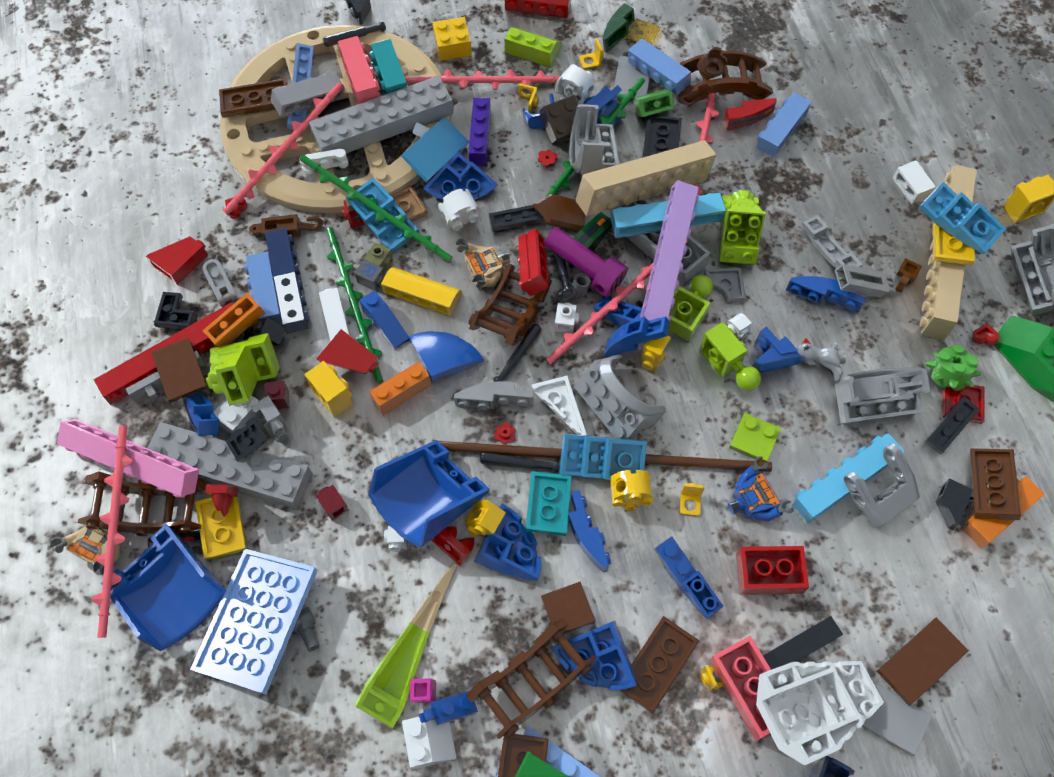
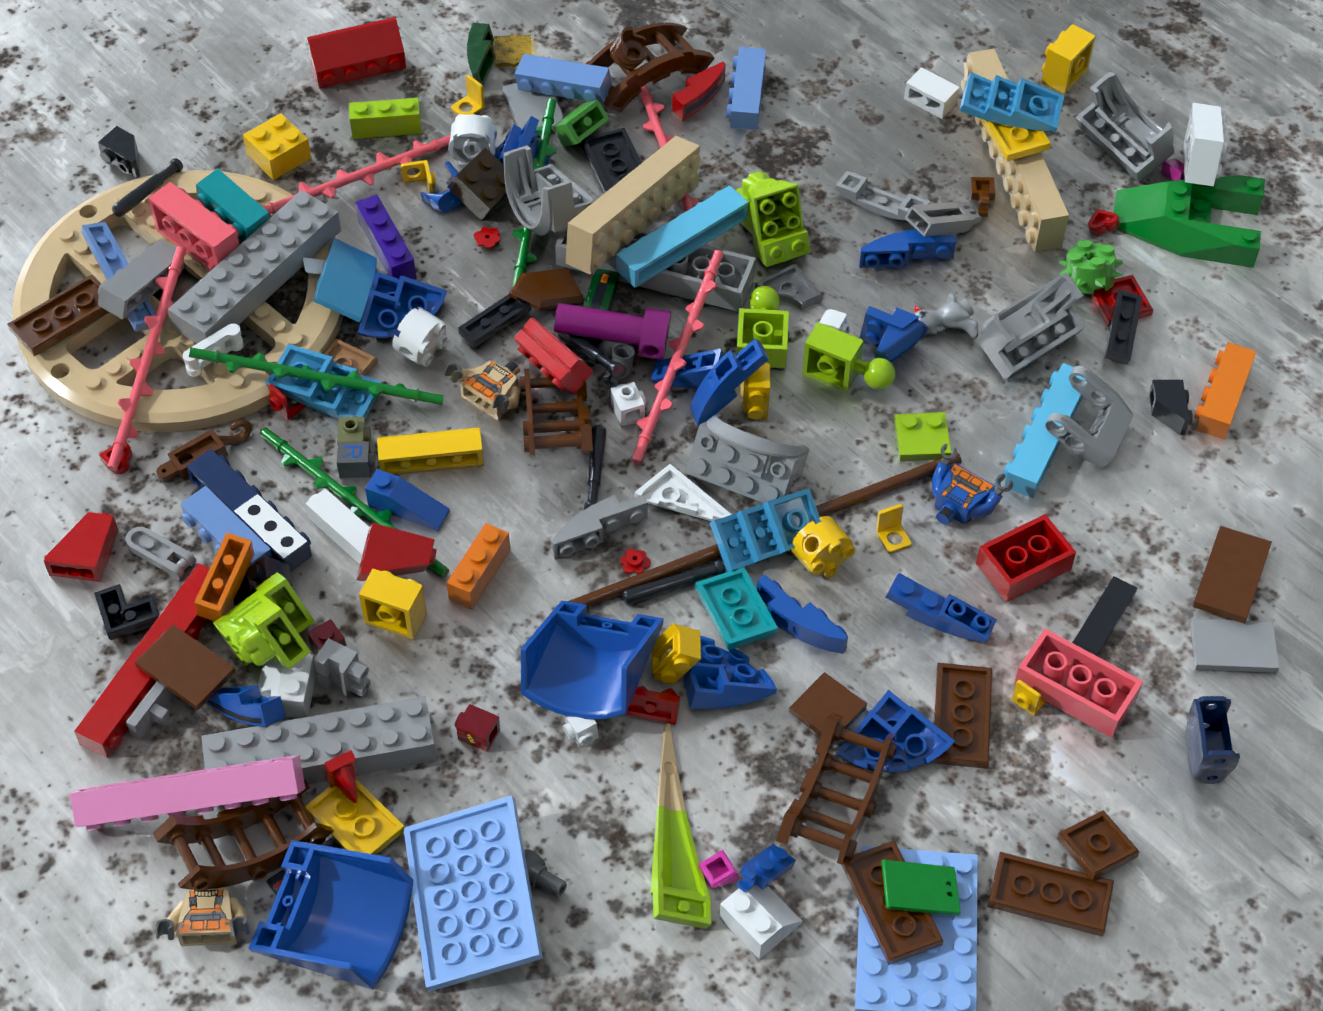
camera: 30 degrees left, 10 degrees down
(113, 538) = (240, 881): coral plant -> none
(248, 439) = (338, 694): black bracket -> none
(444, 353) = (505, 505): blue brick -> none
(670, 251) = (713, 269): lavender brick -> none
(815, 706) = (1152, 658): white wedge -> none
(994, 484) = (1201, 364): reddish brown tile -> none

